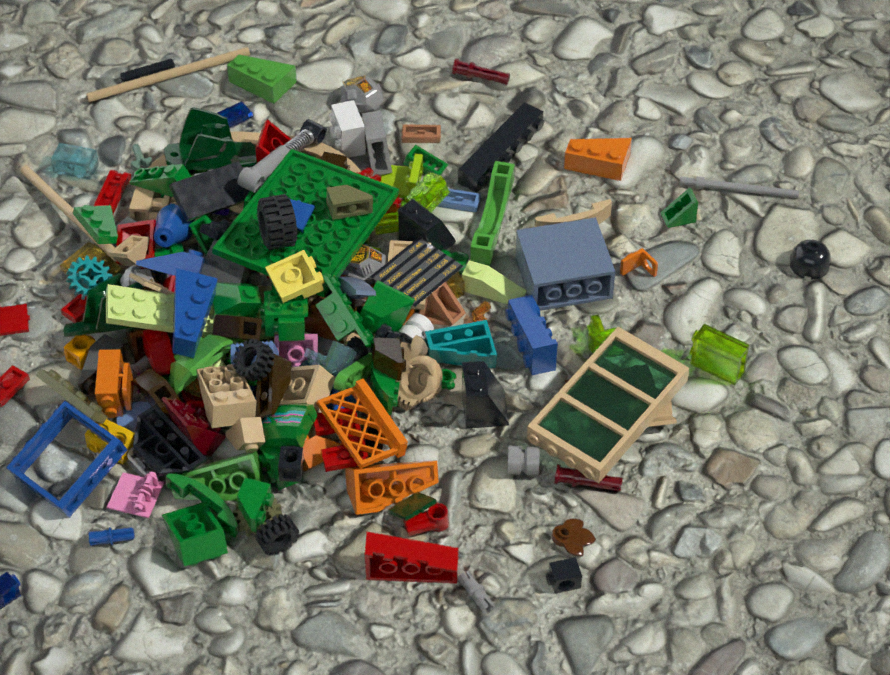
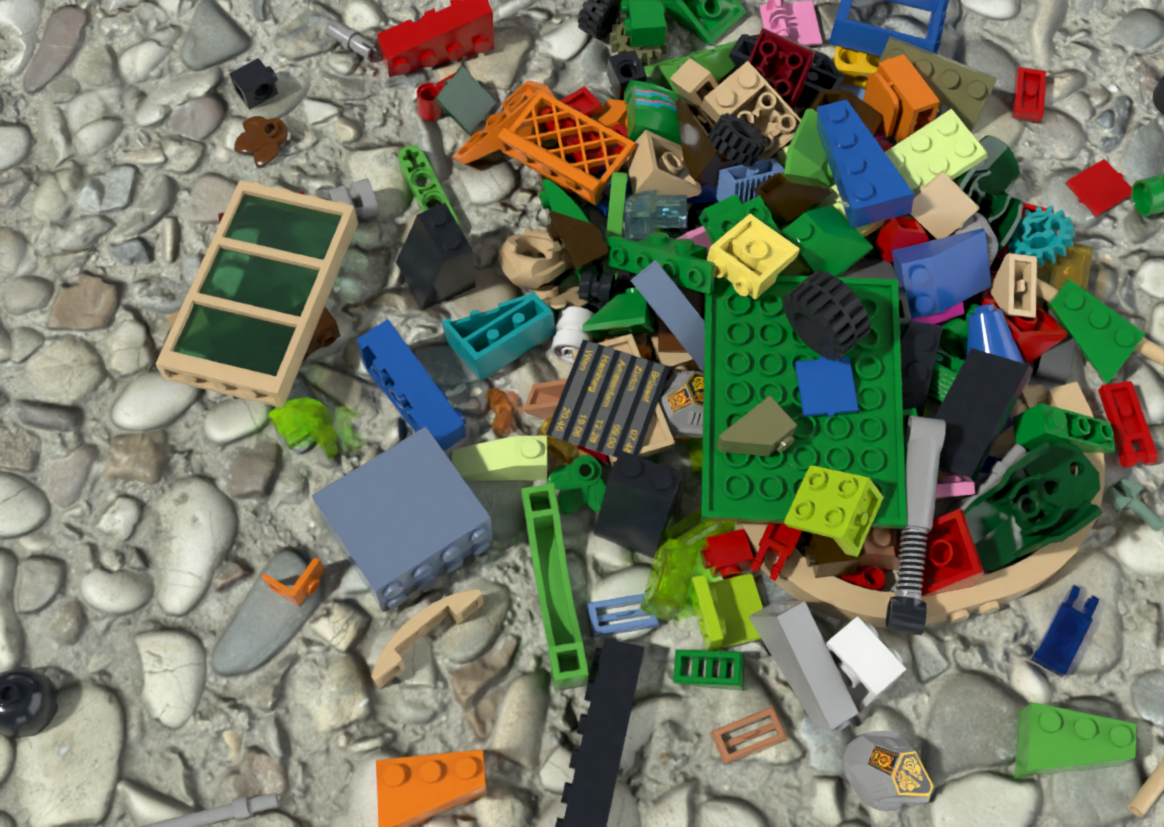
camera: 155 degrees right, 15 degrees up
(184, 485) = (708, 27): green slope -> none
(329, 160) = (835, 507): none -> lime bracket
(450, 377) = (499, 285): green plate -> none
(467, 459) = (429, 192): none -> bright green beam
(681, 210) = (257, 718): green slope -> none
(719, 354) = (126, 439): clear neon green brick -> none

